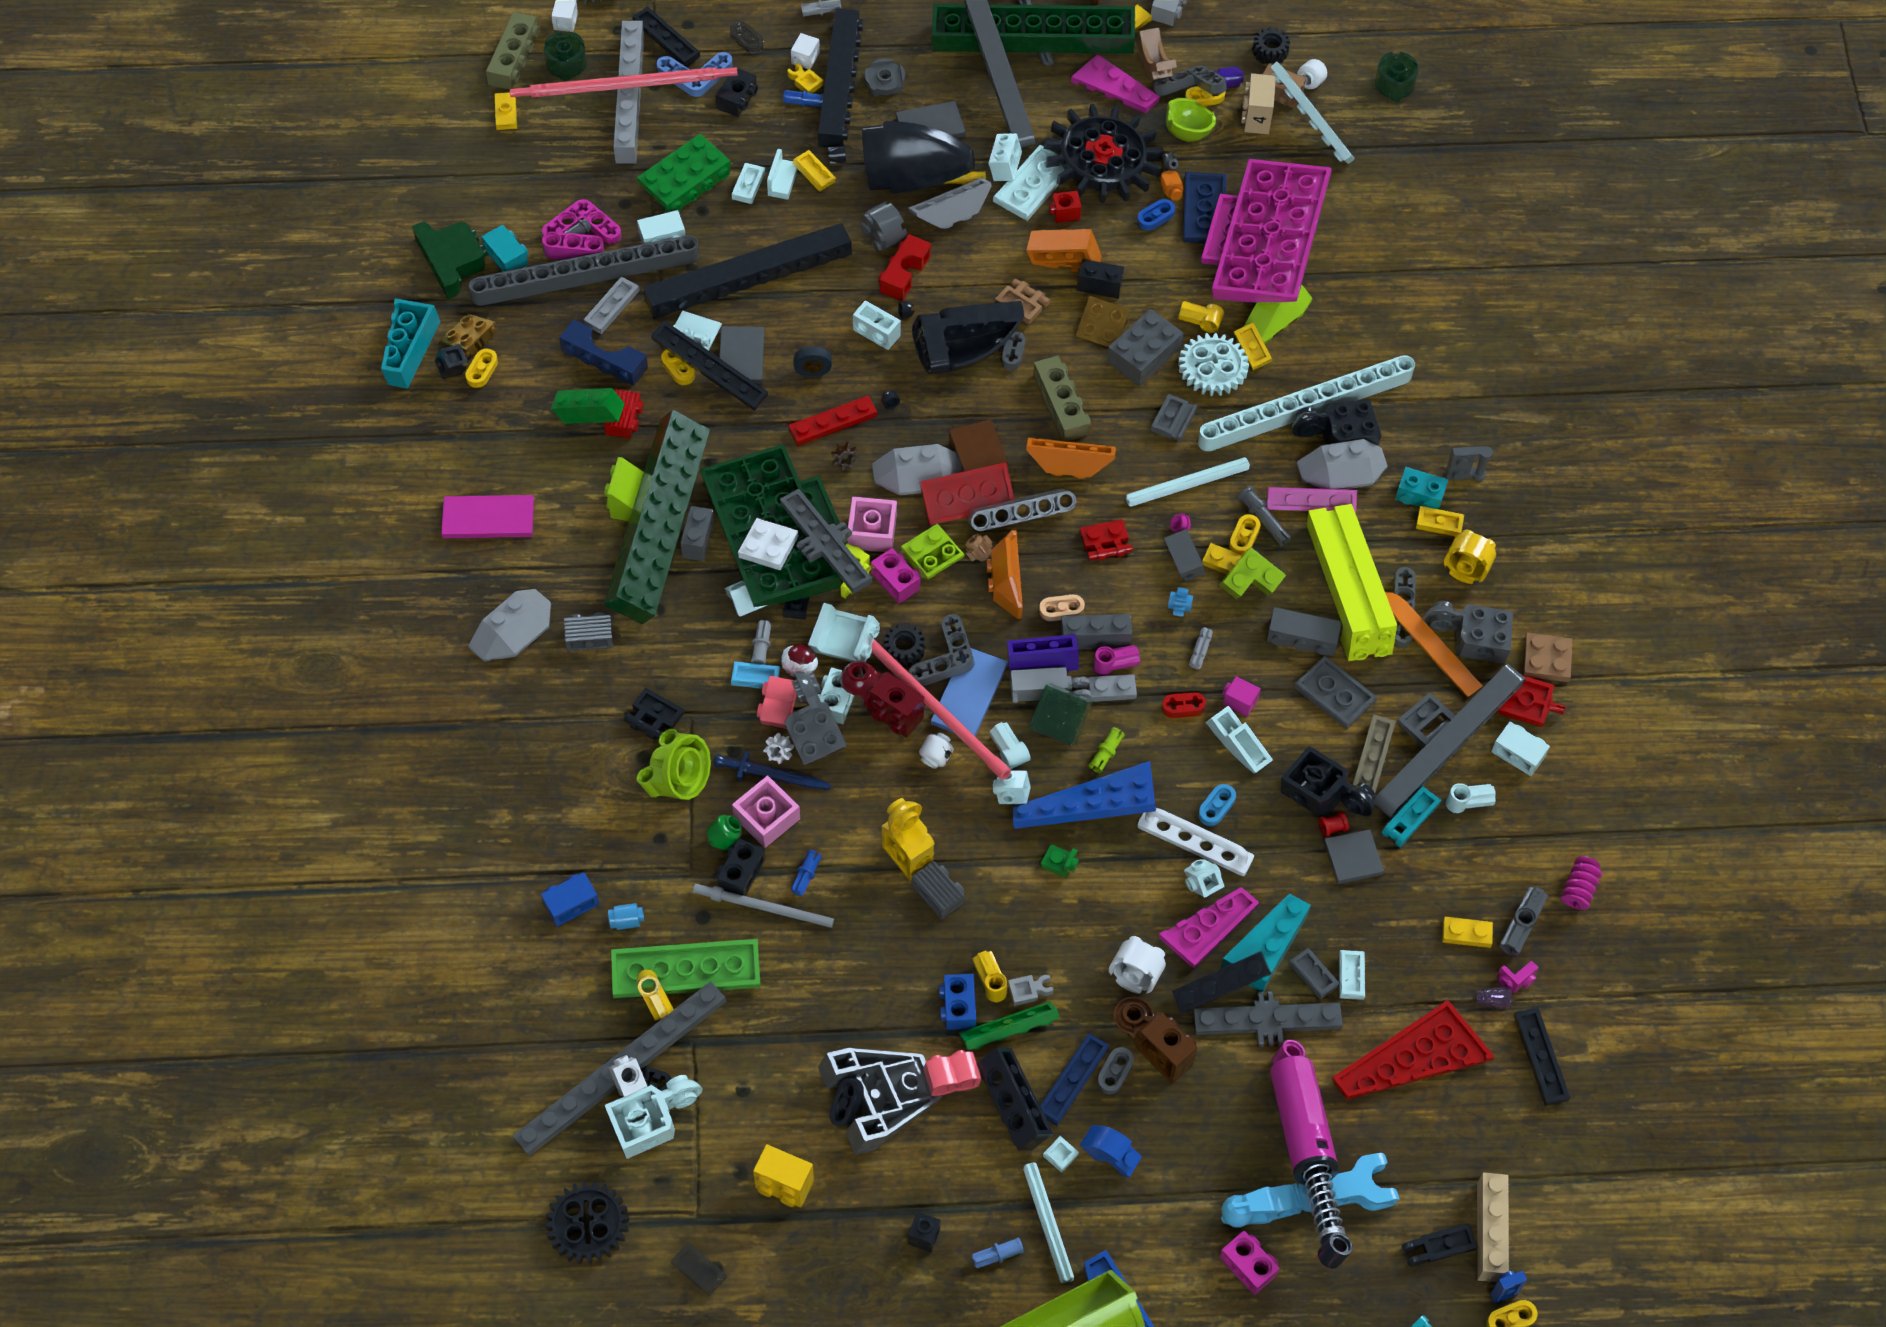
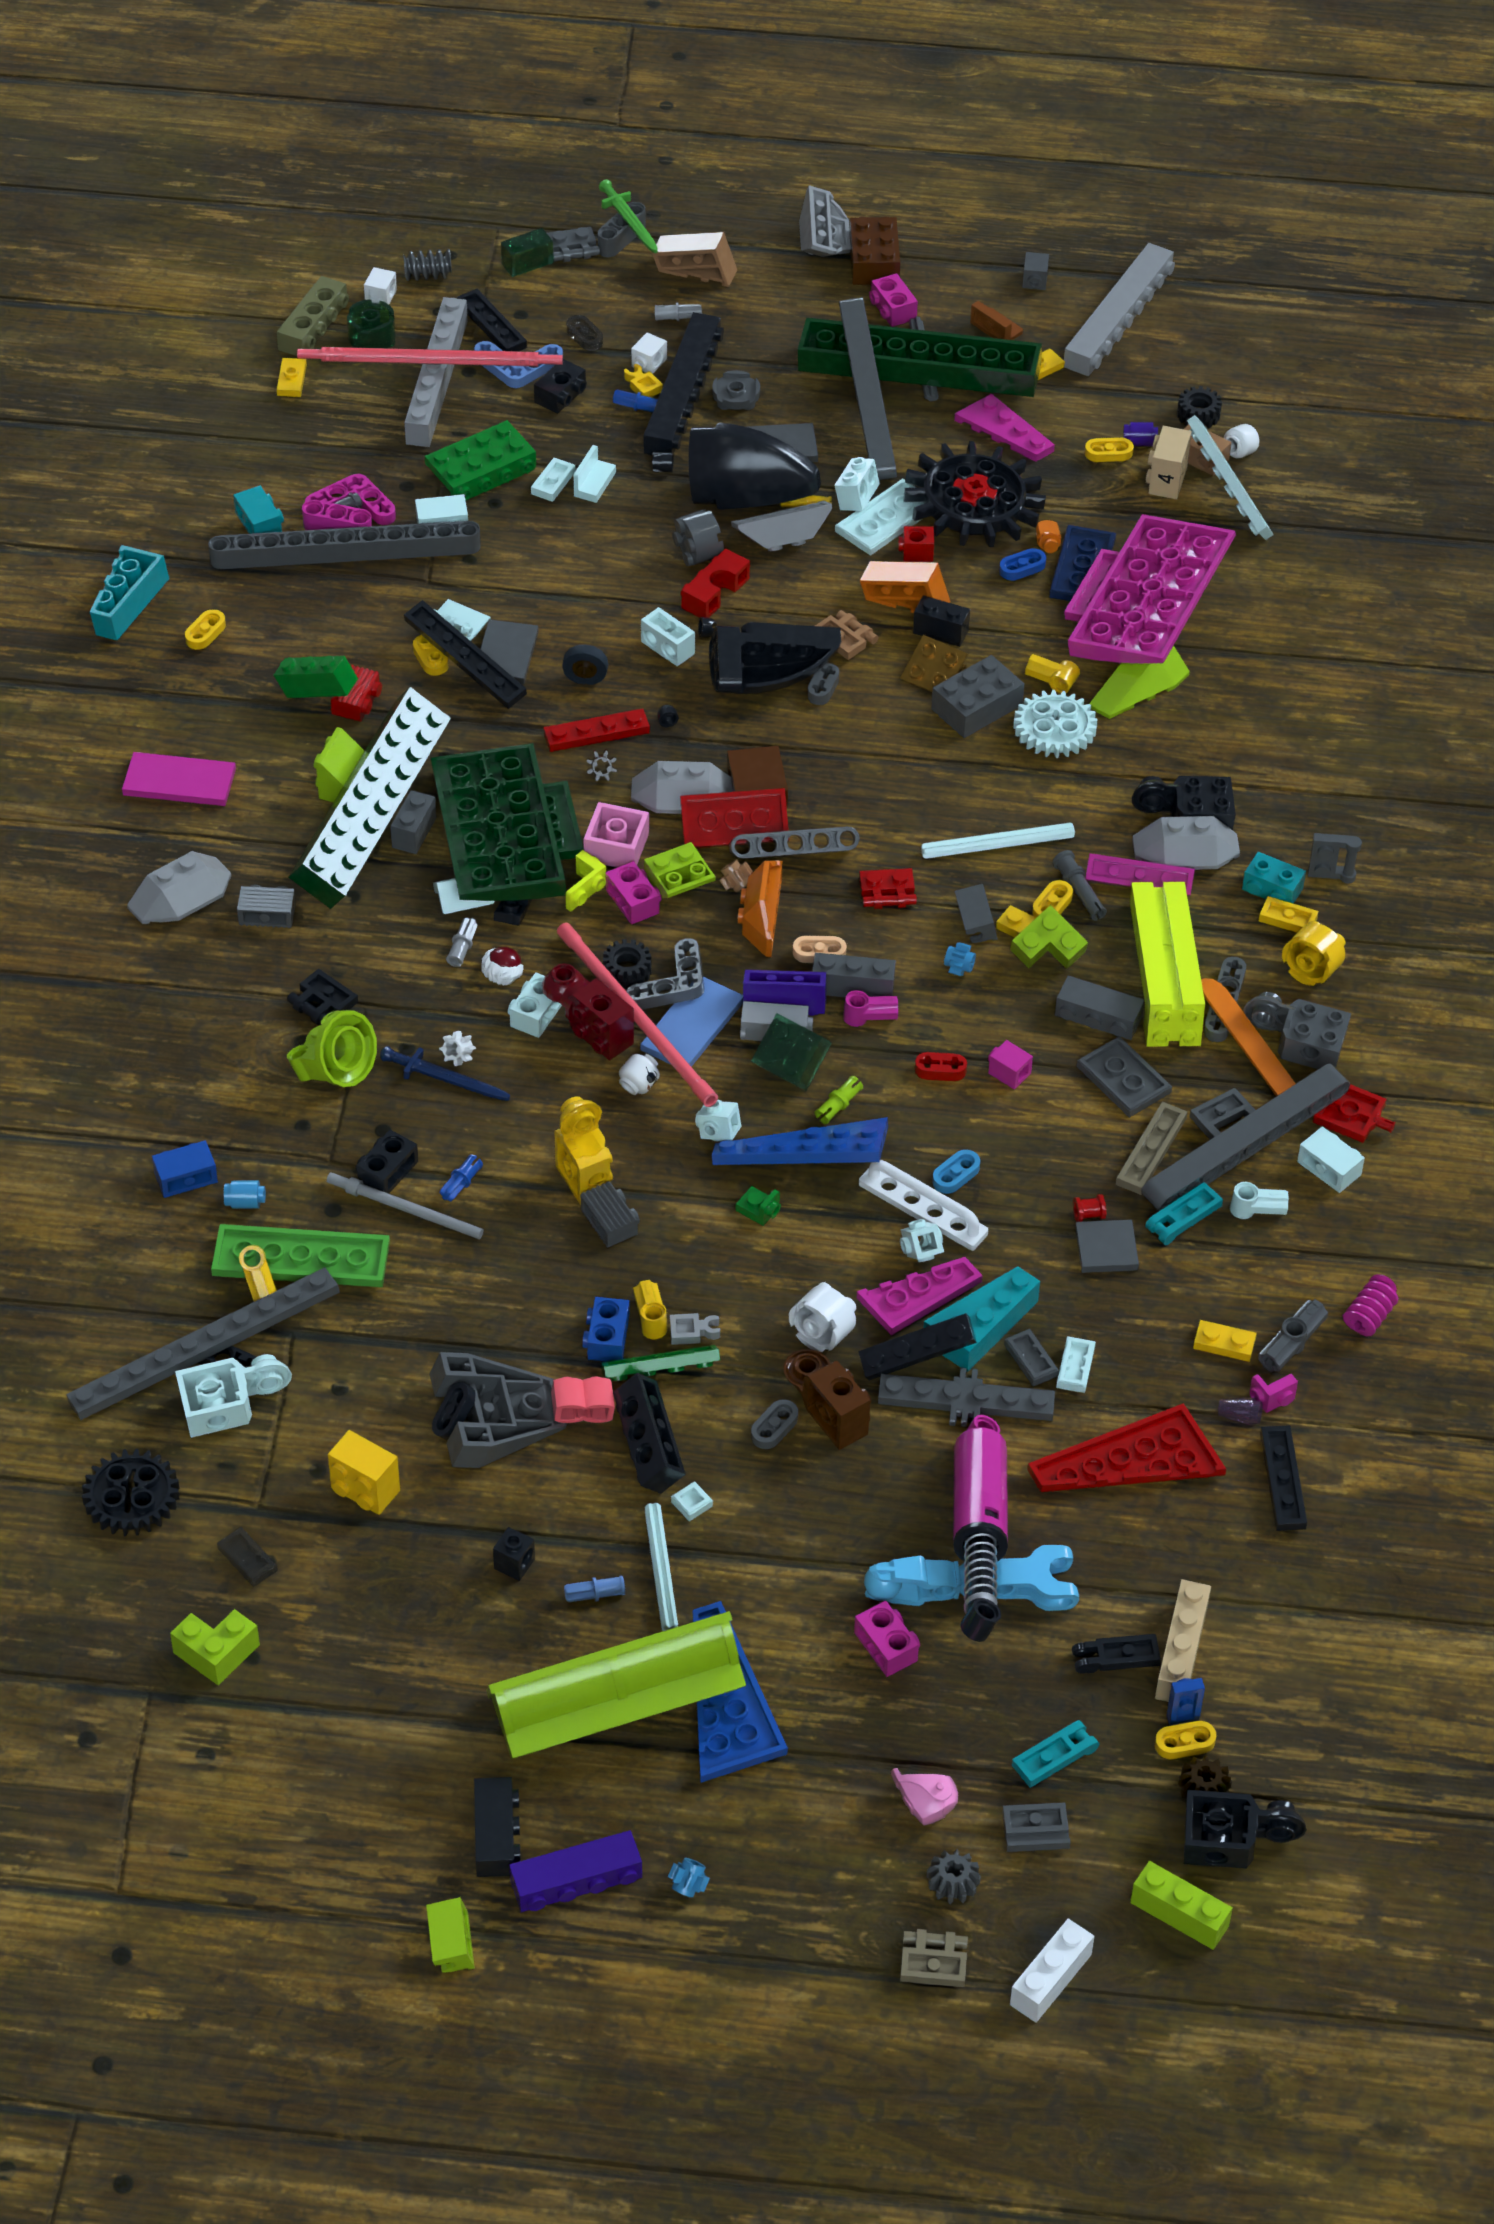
camera: 10 degrees right, 10 degrees down
(451, 253) = (196, 511): dark green brick -> none
(451, 361) = (171, 616): black brick -> none
(470, 334) = (200, 595): pearl gold hinge -> none
(611, 305) = (367, 584): light grey plate -> none
(624, 364) = (369, 644): dark blue arch -> none
(637, 1080) = (200, 1355): white brick -> none
(724, 832) = (374, 1122): green head -> none
(747, 270) = (532, 566): black brick -> none
(752, 674) = (448, 975): medium azure tile -> none
(766, 811) = (428, 1108): bright pink brick -> none
(768, 544) = (490, 837): white plate -> none
(778, 702) = (467, 1002): coral brick -> none
(813, 727) = (500, 1024): dark grey brick -> none
(814, 170) = (632, 475): yellow plate -> none
(825, 541) = (556, 840): dark grey hinge -> none
(843, 634) = (556, 940): light aqua panel -> none
(1011, 750) = (725, 1080): light aqua piece -> none
(1045, 374) = (867, 737): olive brick -> none
(1070, 458) = (861, 796): orange wedge -> none
(1073, 1078) = (724, 1427): dark blue tile -> none
(1106, 687) = (854, 1037): light grey hinge -> none
(1111, 1146) = (752, 1496): blue brick -> none
(1153, 55) = (1055, 398): medium nougat arch -> none
(1169, 161) = (1051, 511): dark grey arm -> none
(1174, 417) = (996, 773): dark grey plate -> none
(1180, 522) = (979, 877): dark pink plate -> none
(1189, 120) = (1082, 470): lime cylinder -> none
(1198, 75) = (1108, 429): dark grey beam -> none
(1201, 648) = (974, 1011): light grey axle -> none
(1239, 740) = (997, 1107): light aqua slope -> none
(1254, 346) = (1107, 710): yellow plate -> none
(1284, 409) = (1120, 780): light aqua beam -> none
(1322, 783) = (1085, 1163): black brick -> none
(1396, 75) = (1341, 452): clear green brick -> none
(1547, 657) = (1387, 1071): medium nougat plate -> none

